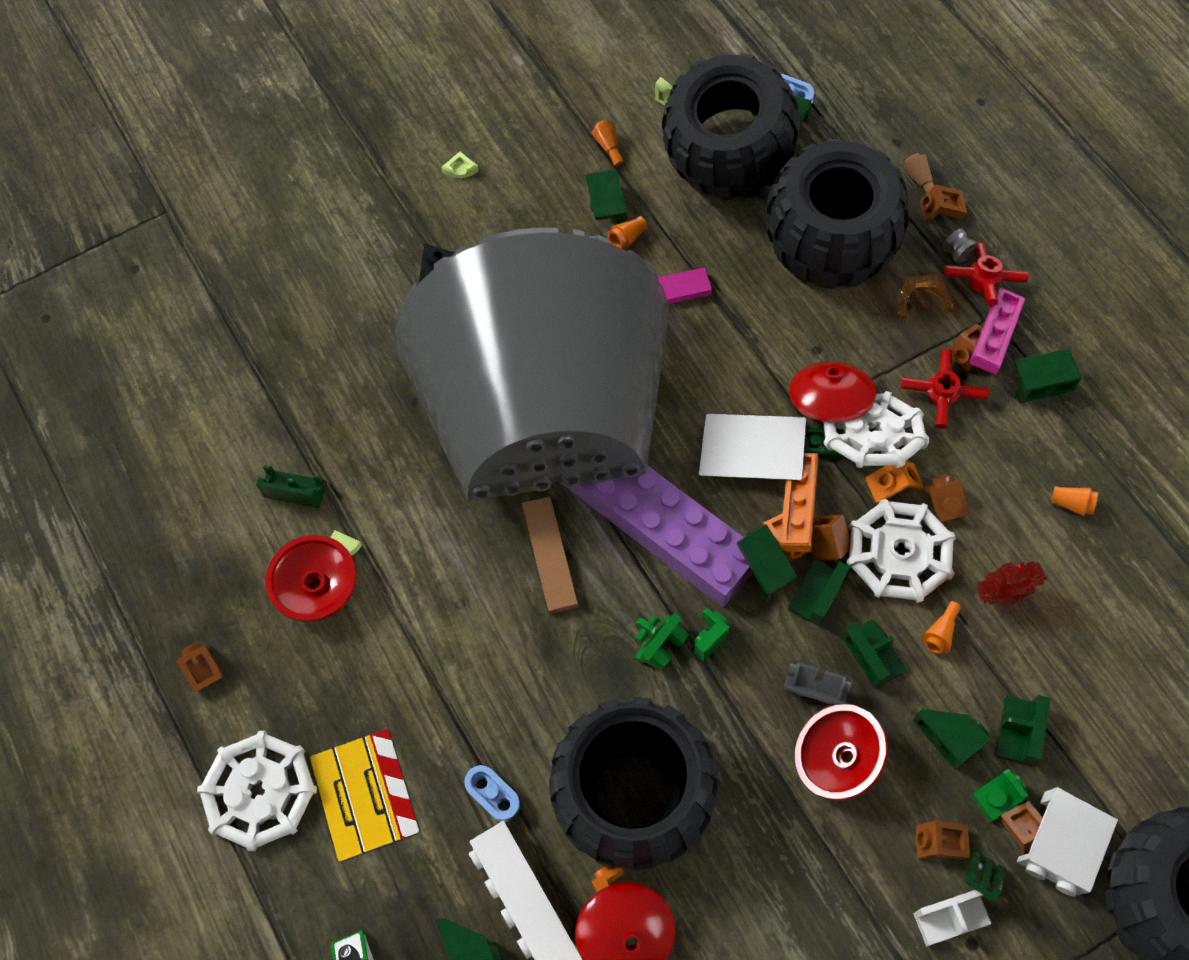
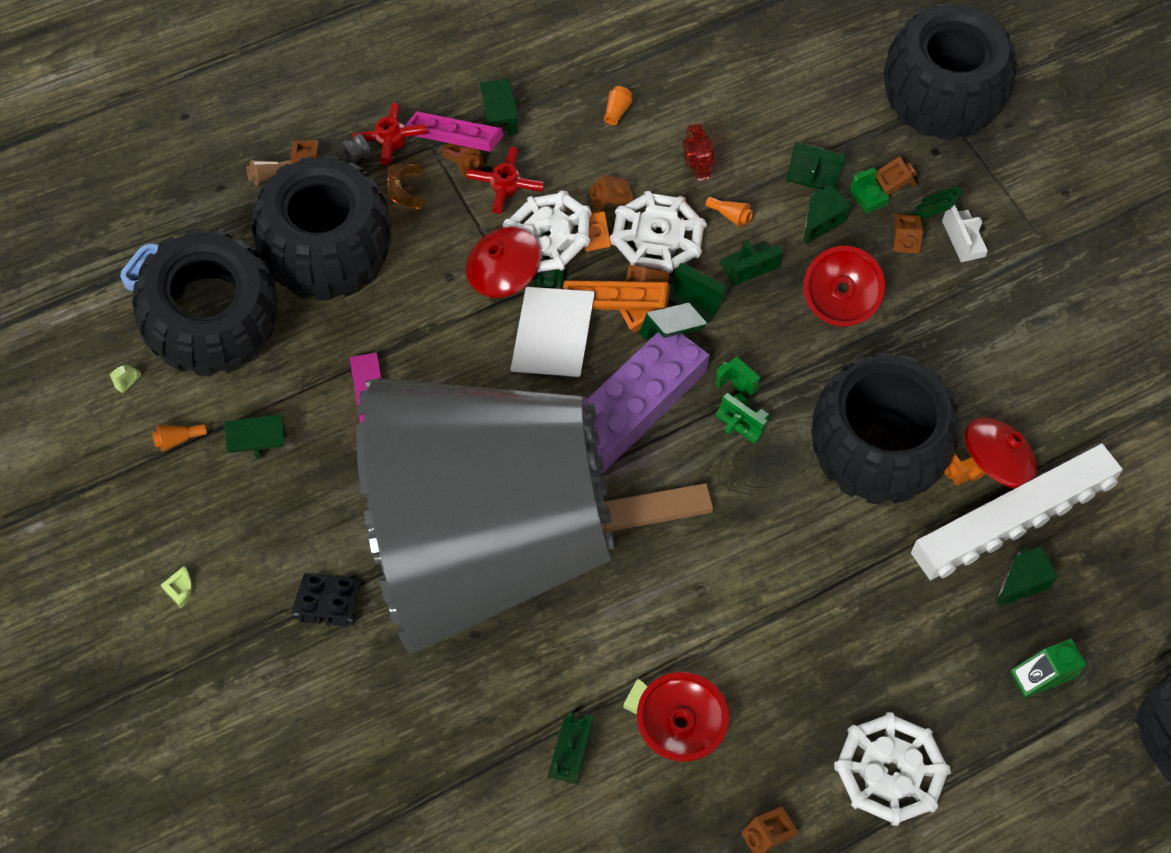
camera: 95 degrees left, 5 degrees down
(363, 795) = (888, 674): yellow sticker -> none
(492, 794) = (884, 559): light blue plate -> none
(626, 233) = (298, 423): orange cone -> none
(830, 690) = (781, 308): dark grey hinge -> none
(1069, 843) = (907, 147): white panel -> none

